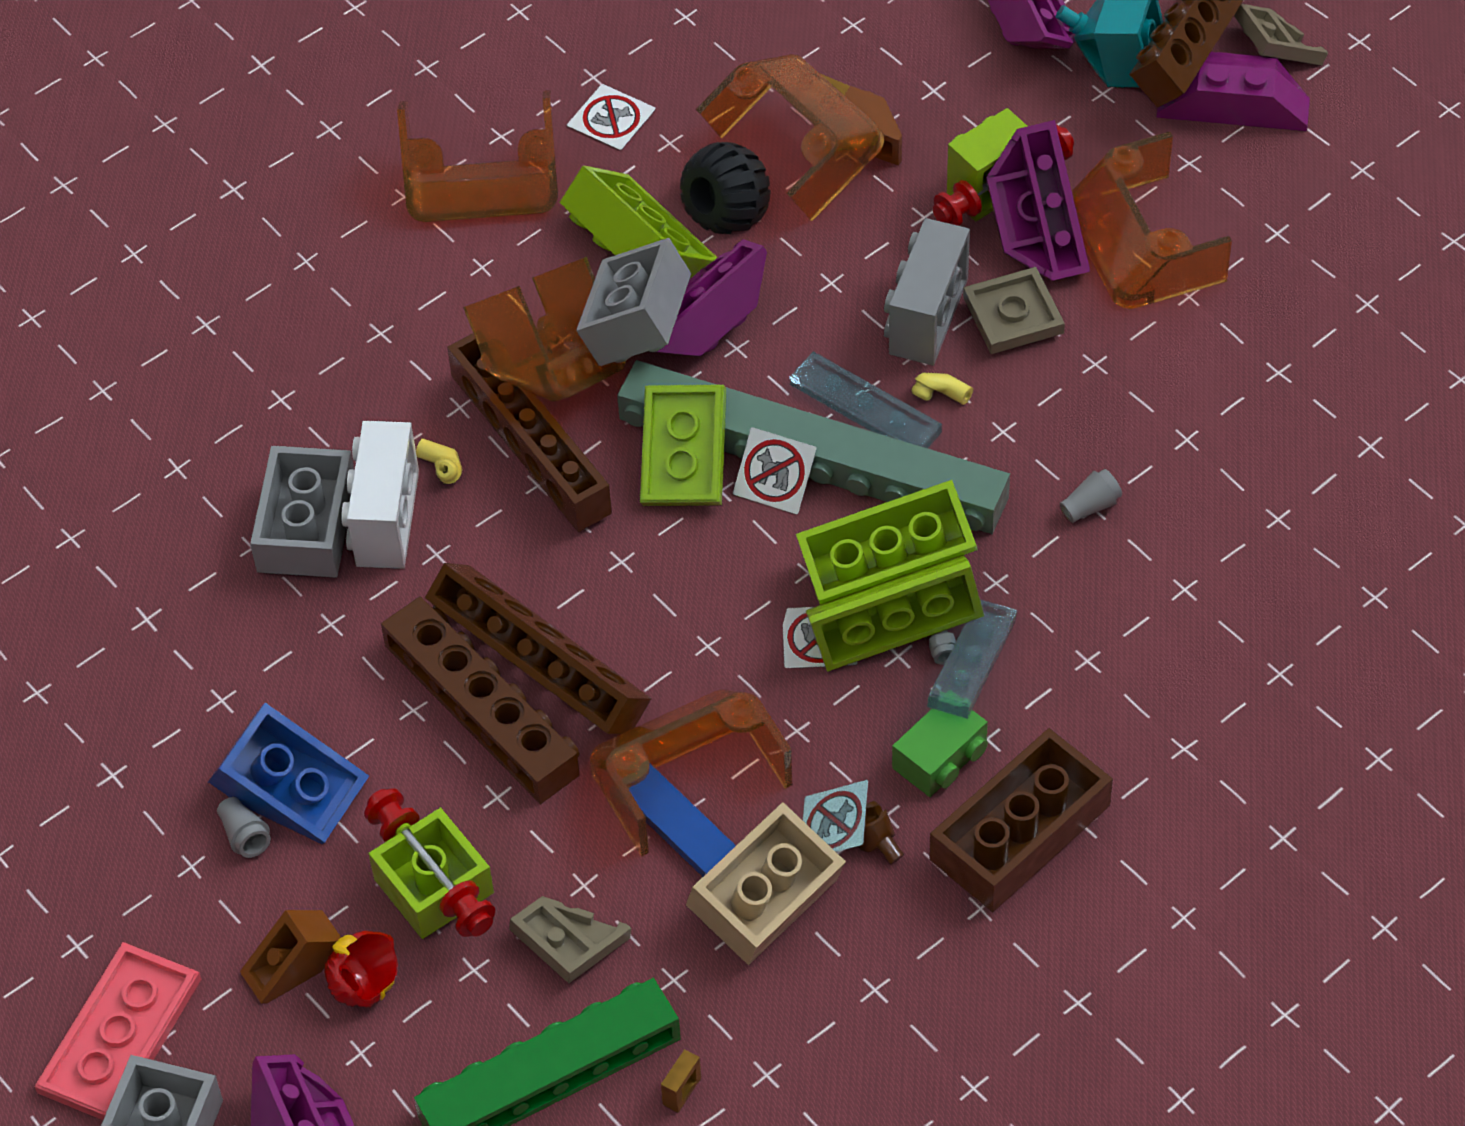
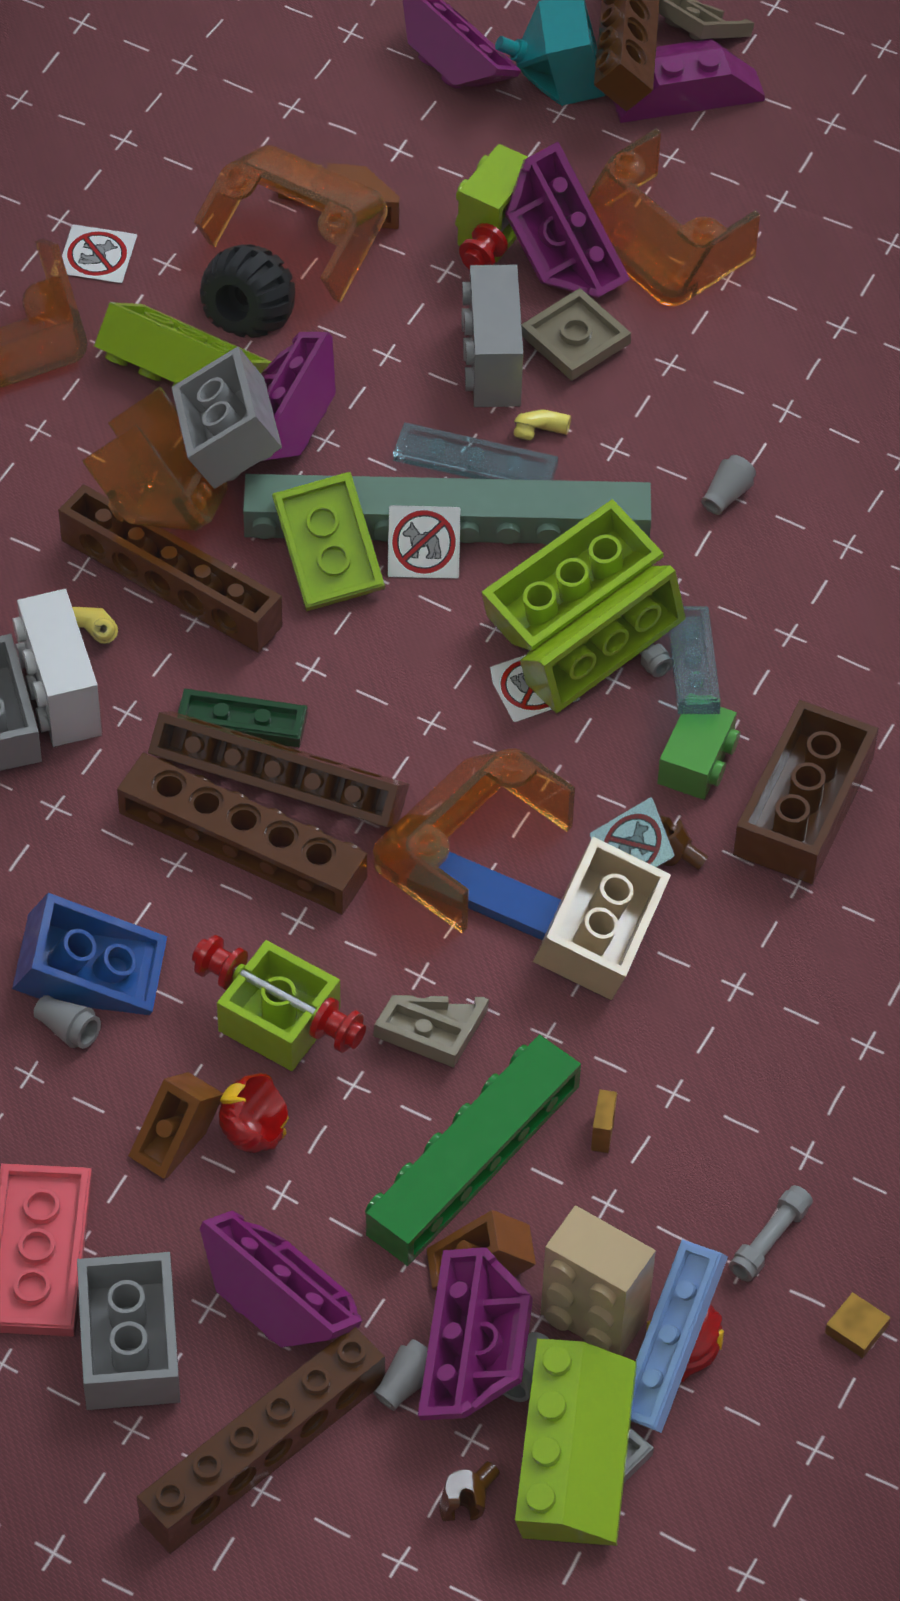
camera: 25 degrees left, 0 degrees up
(539, 590) = (257, 717): none -> dark green tile

